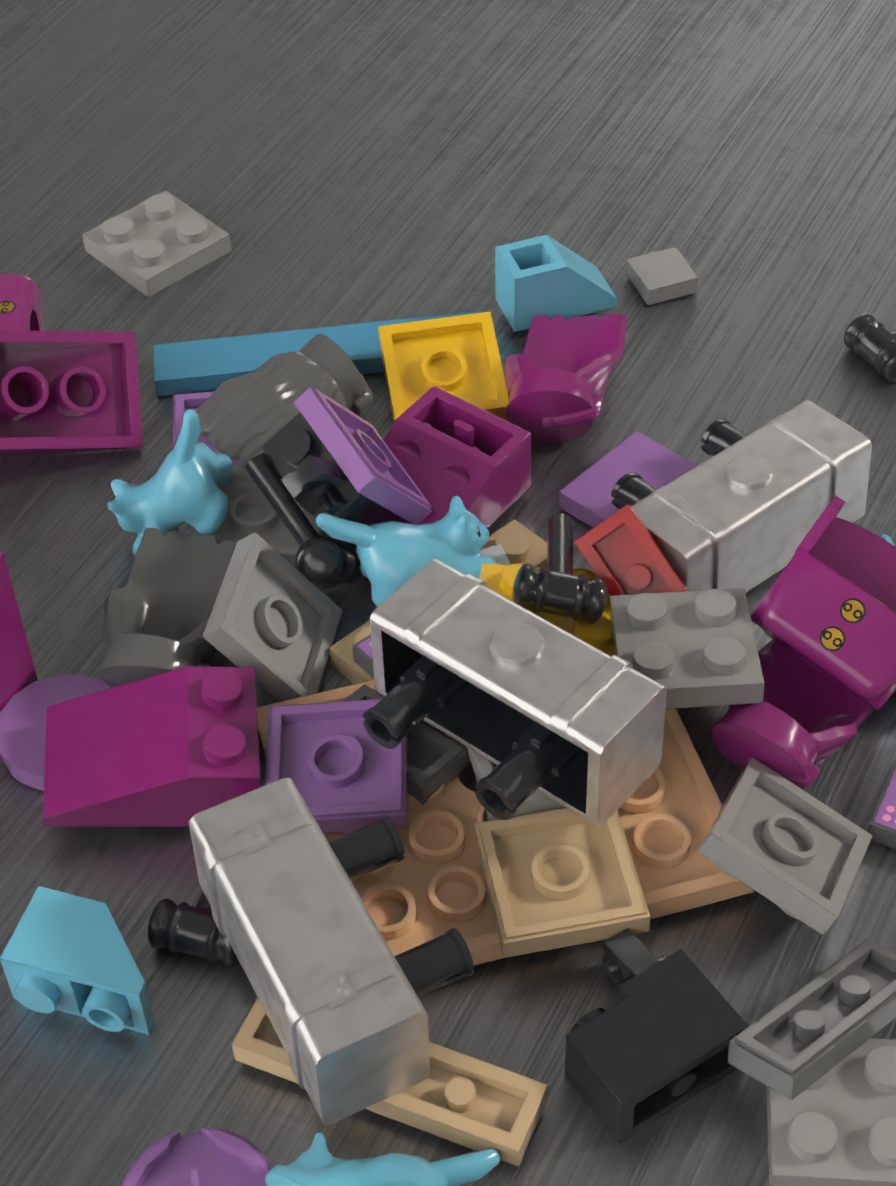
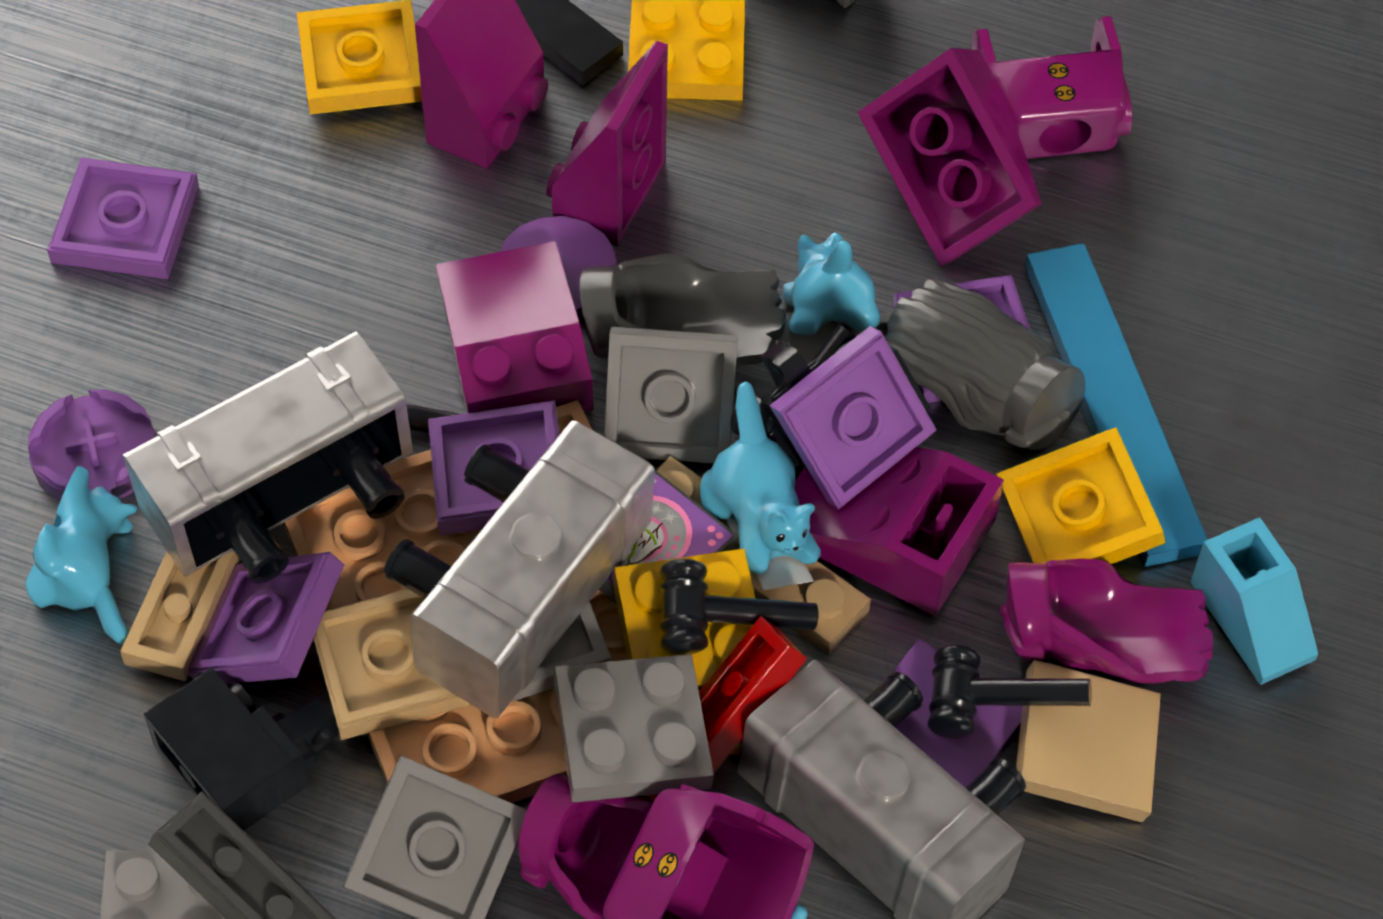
camera: 80 degrees right, 10 degrees up
(76, 962) = (298, 312): medium azure slope -> none
(157, 243) = (1269, 221): light grey plate -> none
(516, 999) = (267, 626): none -> medium lavender tile
(617, 458) = (960, 689): none -> black piece
(662, 276) = (1329, 731): light grey tile -> none
(667, 399) = (1092, 753): none -> tan tile

